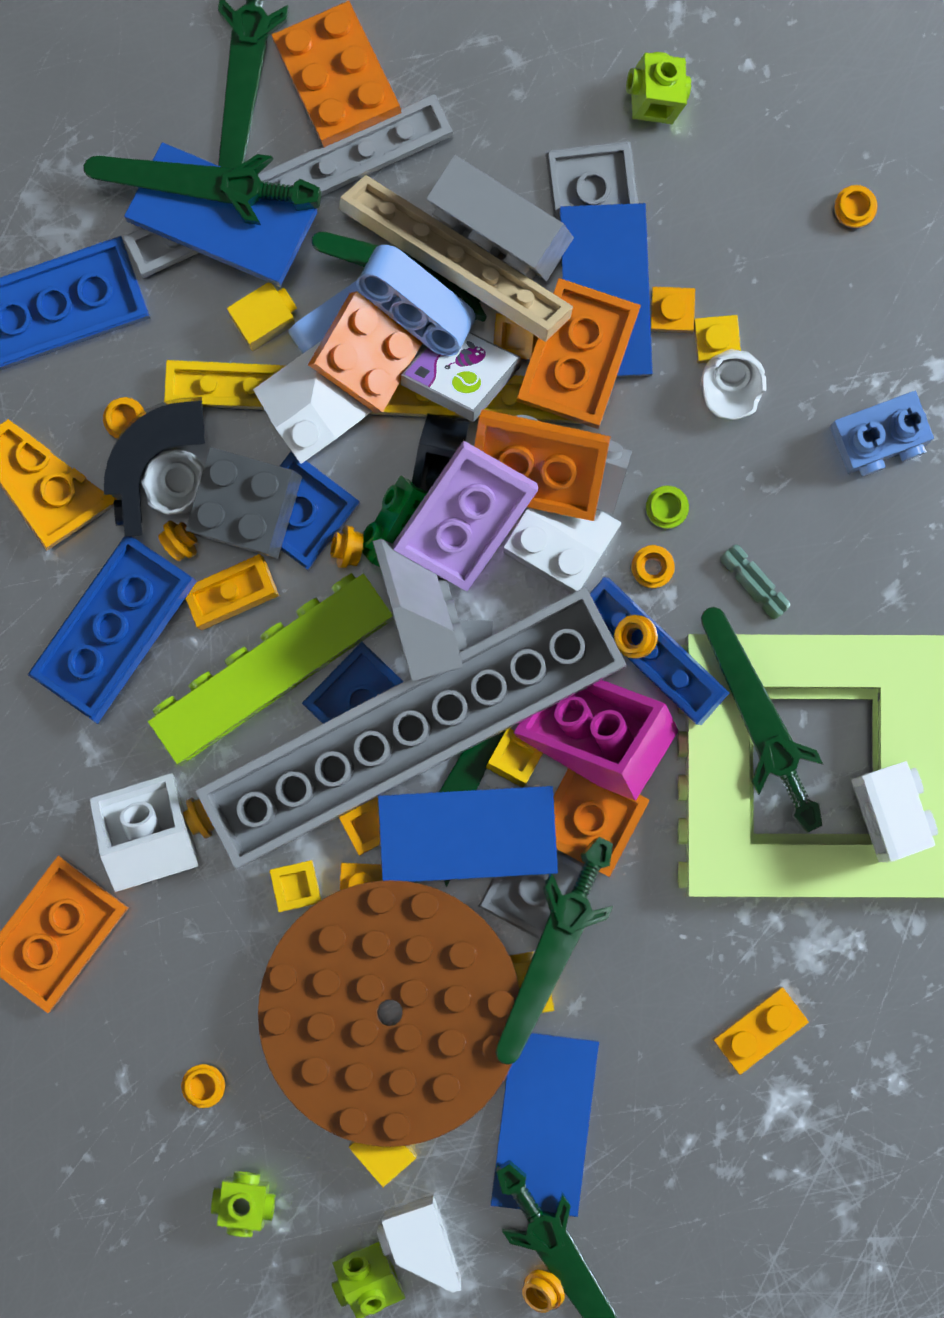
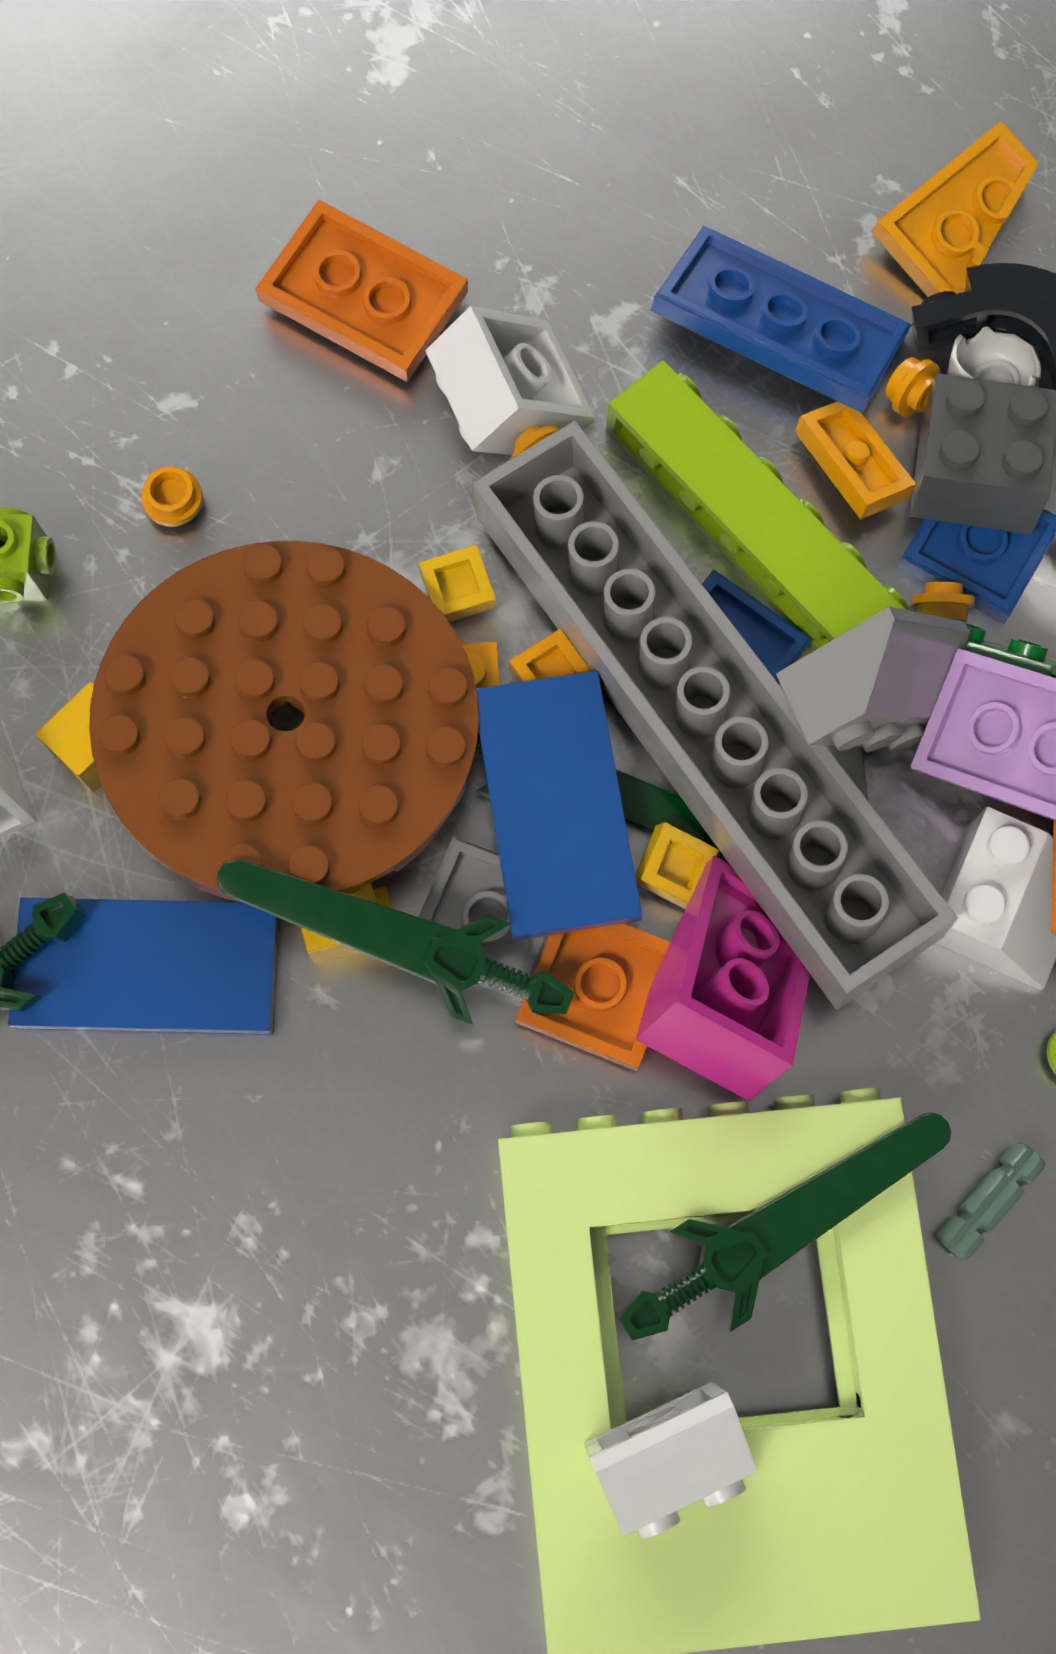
camera: 85 degrees right, 10 degrees down
(624, 632) = (891, 998): light orange plate -> none
(656, 553) = (1005, 1034): light orange plate -> none
(668, 664) = (860, 1056): blue tile -> none
(760, 1030) = (304, 1279): light orange plate -> none

